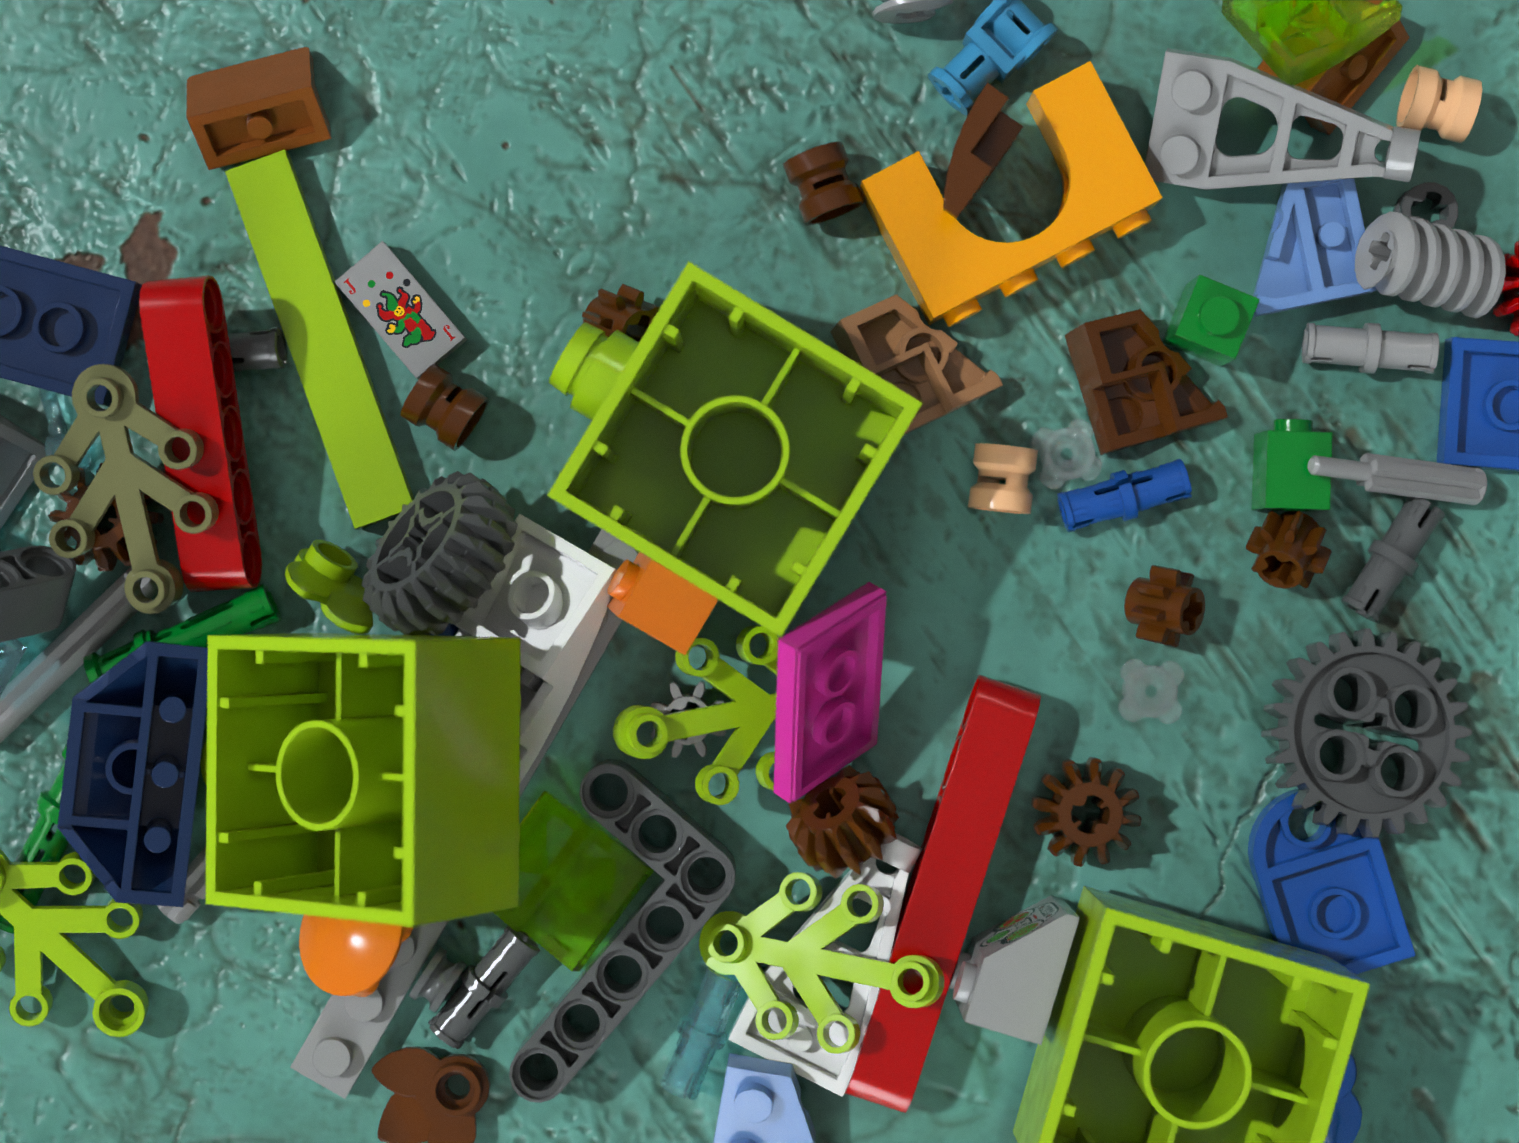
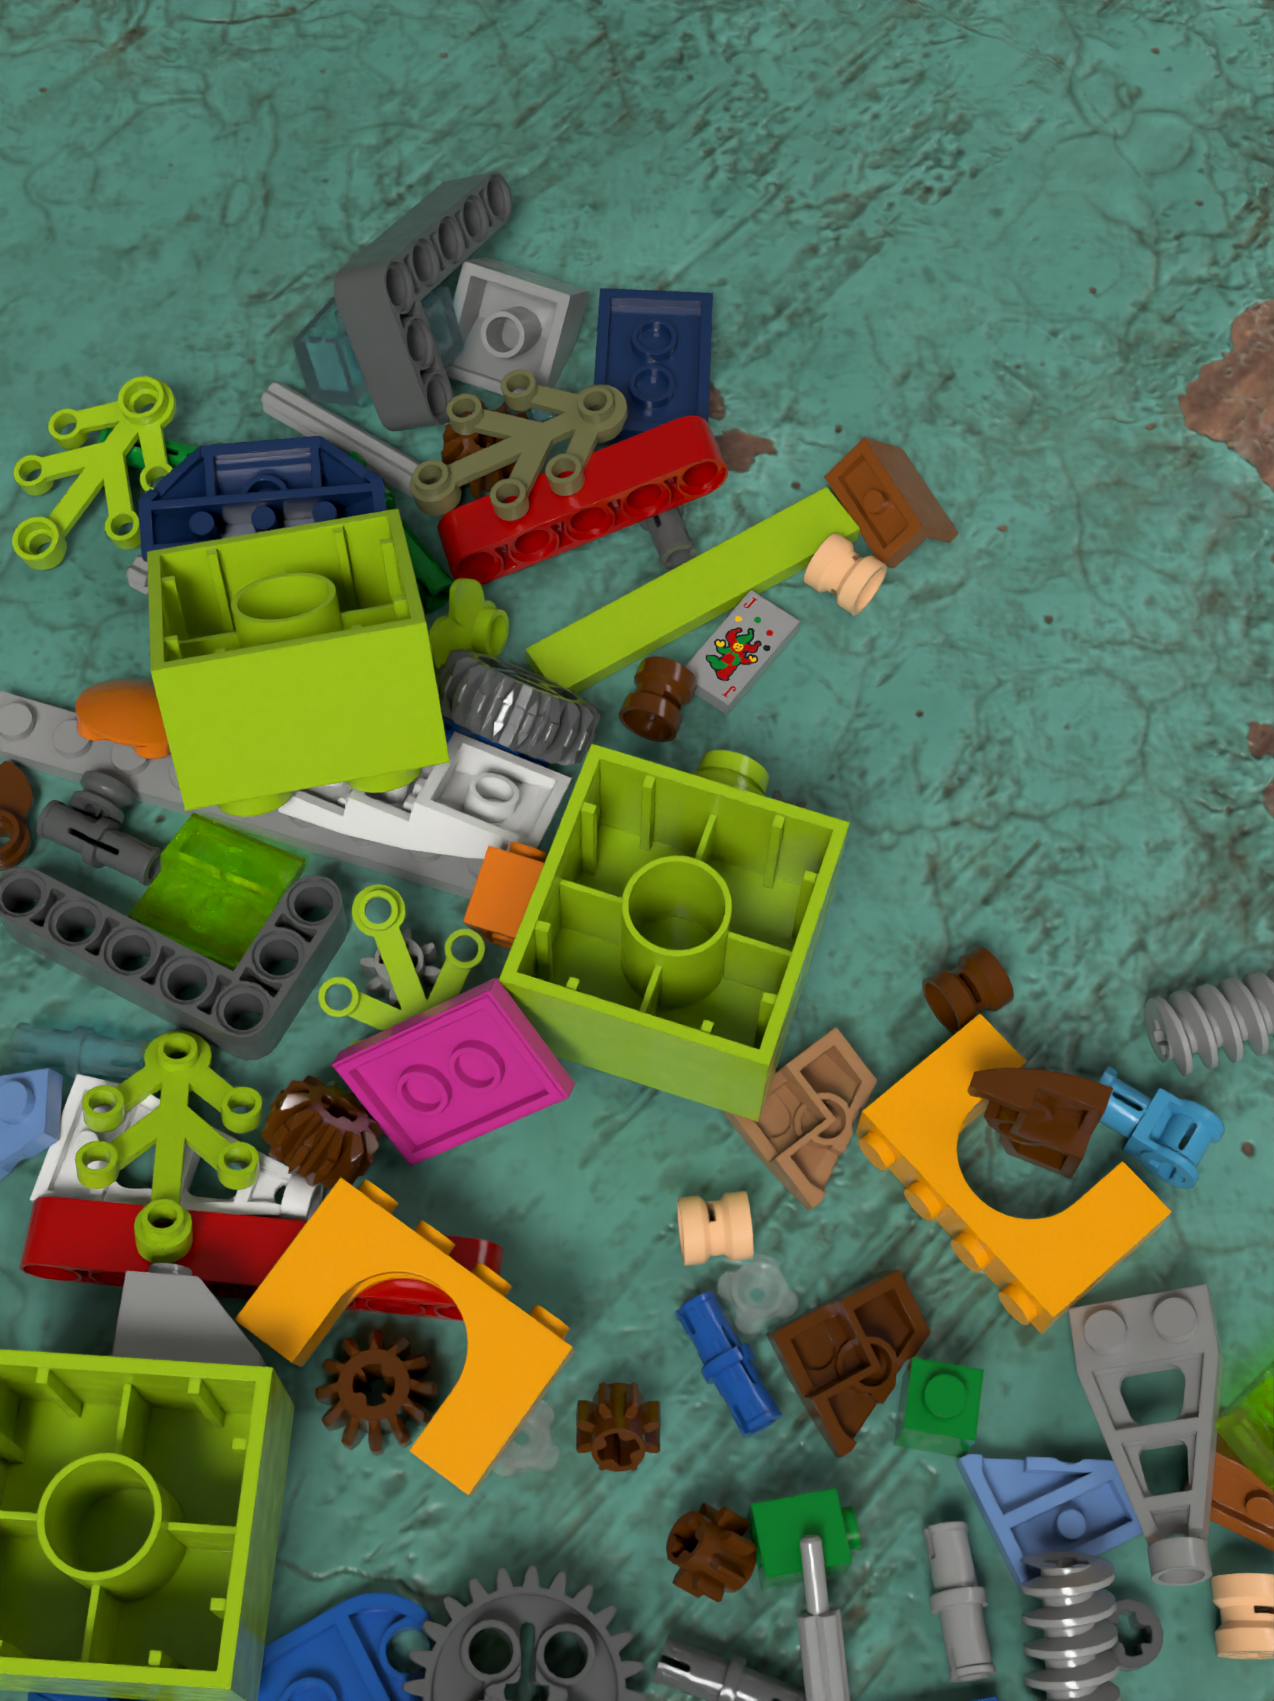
camera: 75 degrees right, 25 degrees down
(338, 180) = (843, 573): none -> light nougat wheel
(974, 799) = (358, 1244): none -> light orange arch

